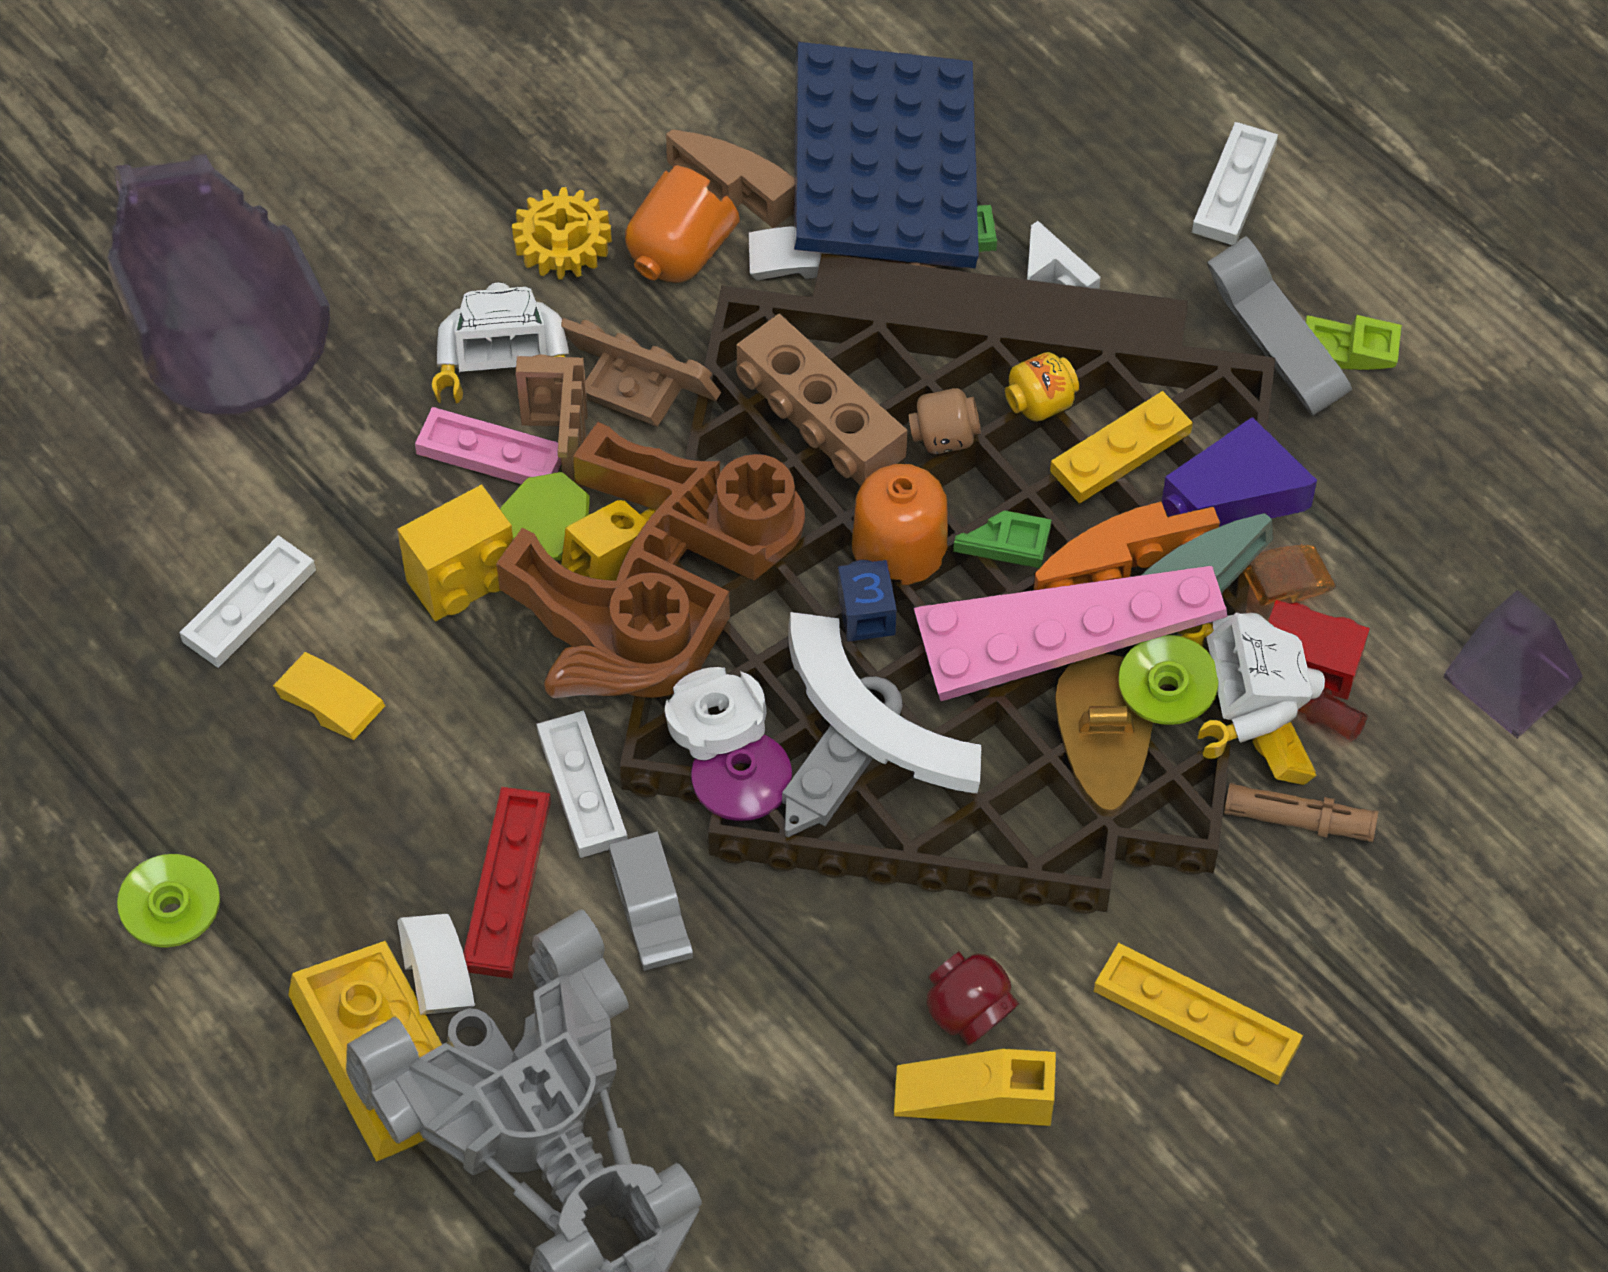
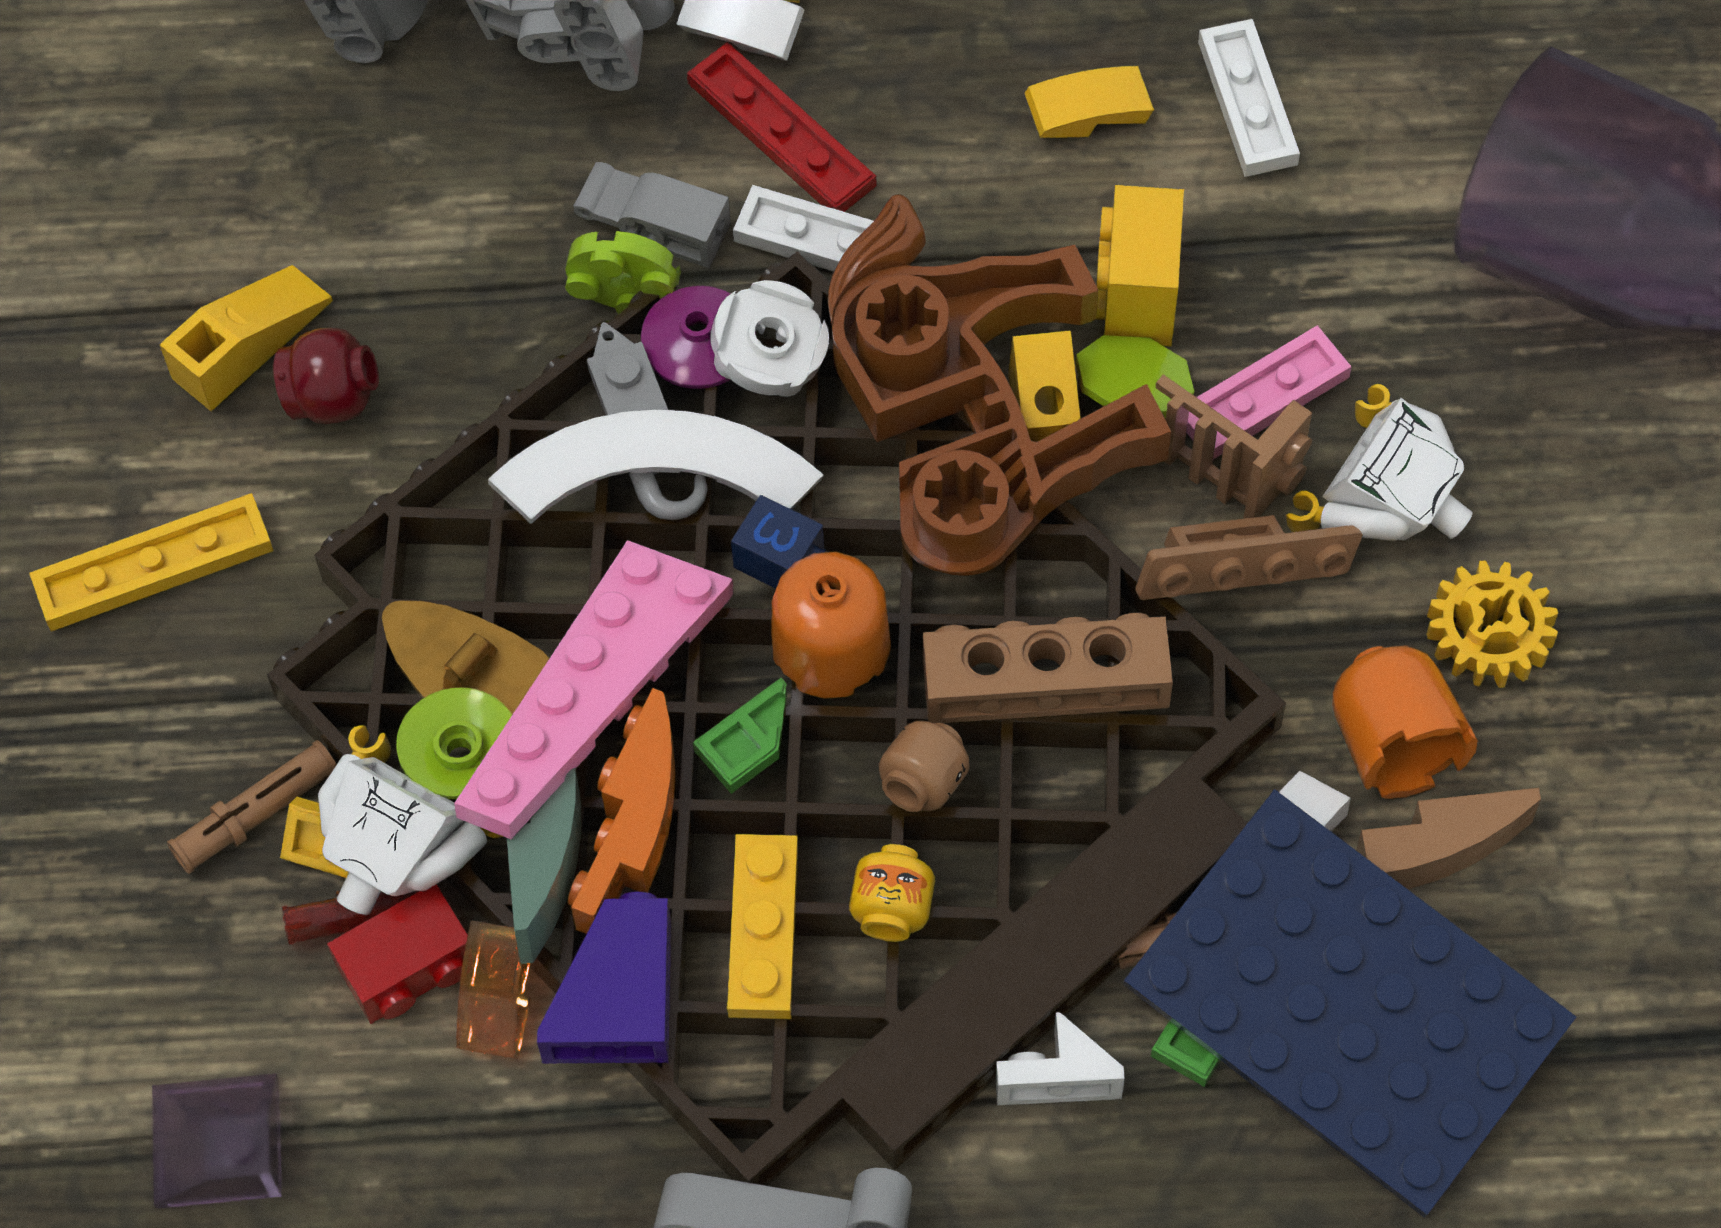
camera: 130 degrees right, 5 degrees up
(731, 859) = (619, 269): none -> lime plate

